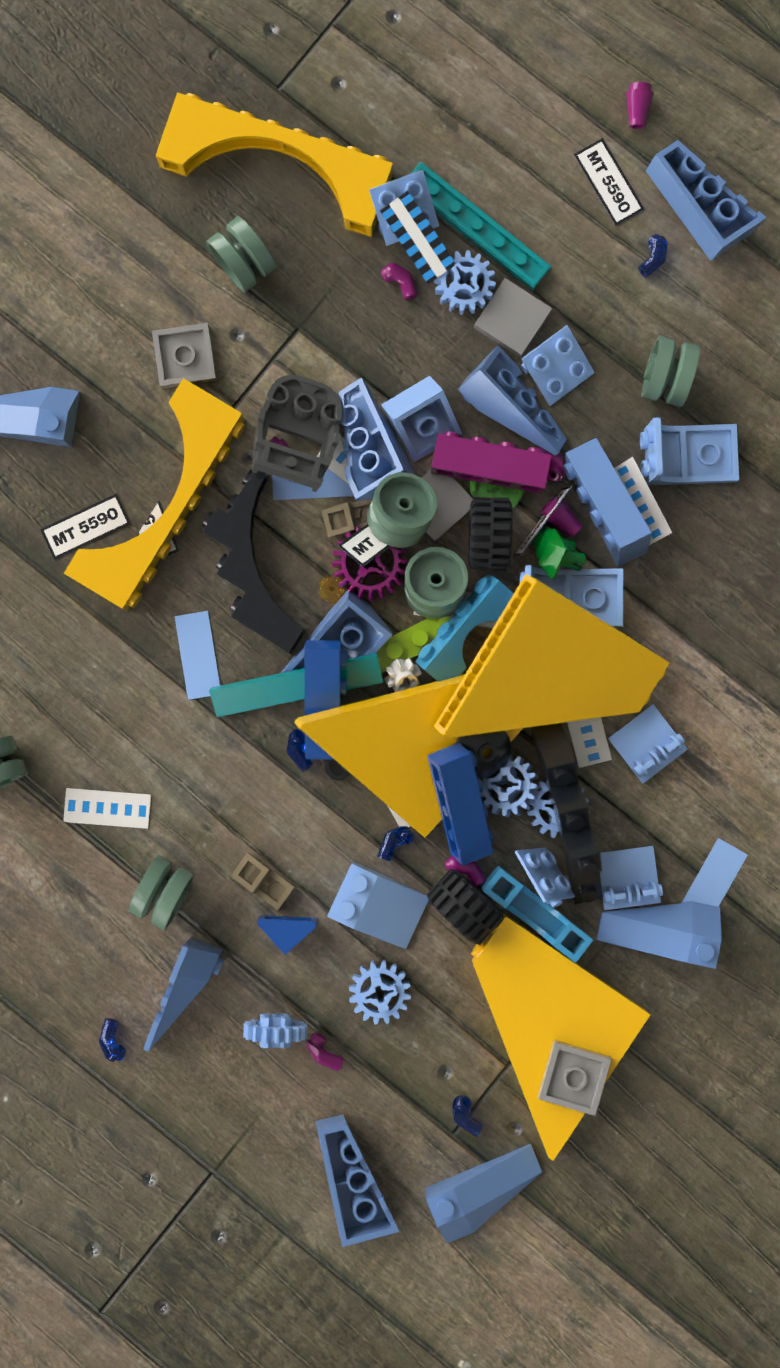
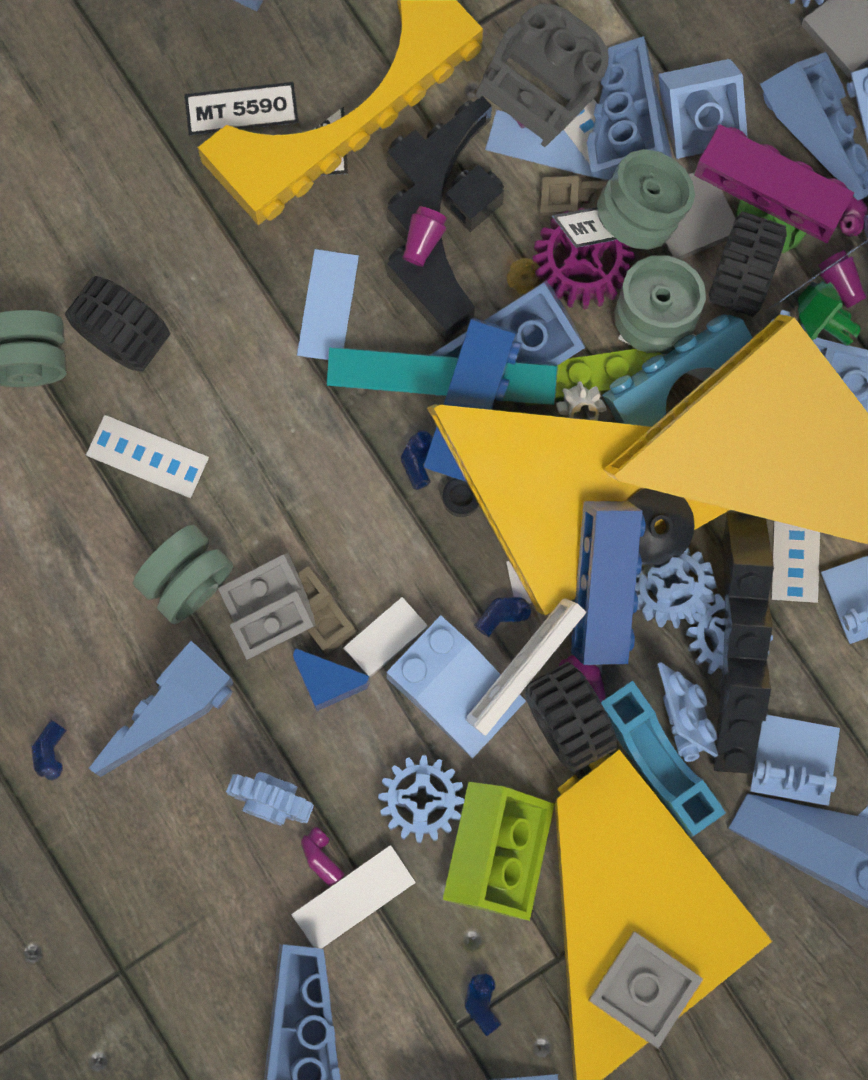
camera: 15 degrees right, 10 degrees down
(51, 727) = (117, 323): none -> black tyre
(228, 892) = (267, 606): none -> light grey slope
(249, 589) = (423, 234): none -> magenta cone
(276, 541) = (474, 196): none -> black brick
(318, 884) = (385, 637): none -> white tile
(355, 1073) = (353, 898): none -> white sticker
(422, 880) = (525, 666): none -> white tile
(444, 1011) = (498, 850): none -> lime slope

